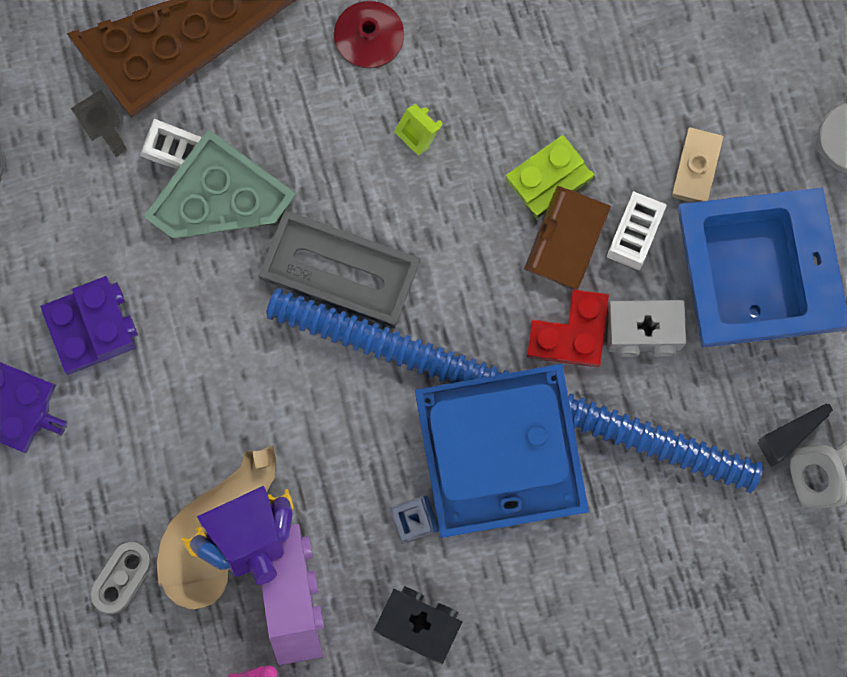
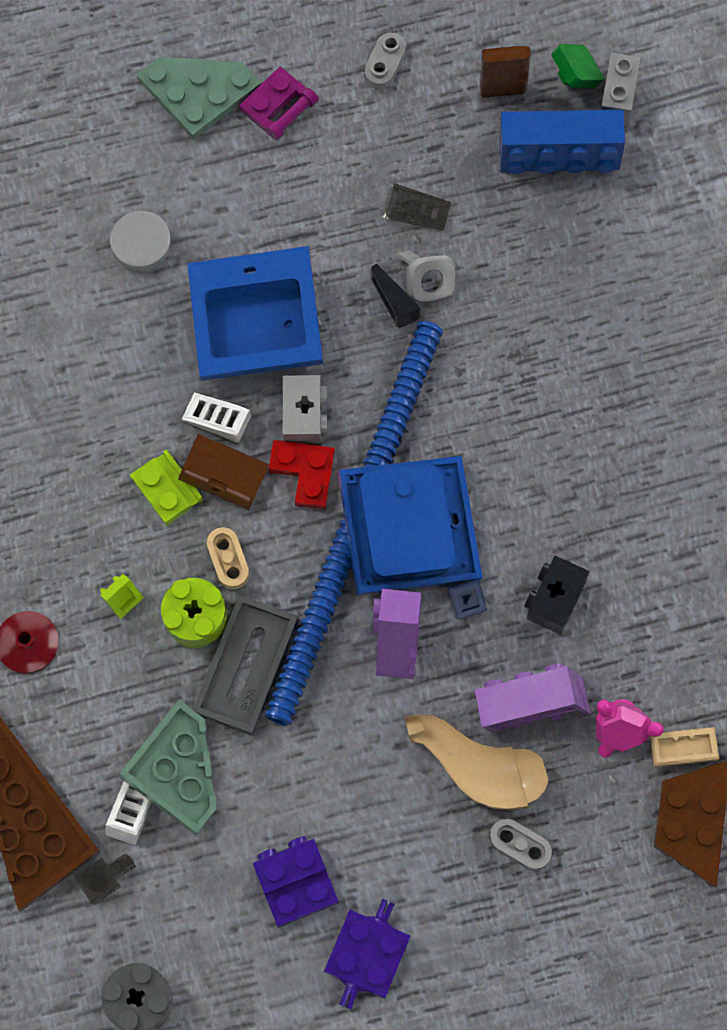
camera: 85 degrees left, 5 degrees down
(244, 534) = (487, 731): dark purple torso -> none
(364, 432) = (397, 627): none -> medium lavender wedge
(386, 190) = (184, 598): none -> lime brick
(462, 245) = (228, 559): none -> tan plate
(697, 165) = (160, 367): tan plate -> none

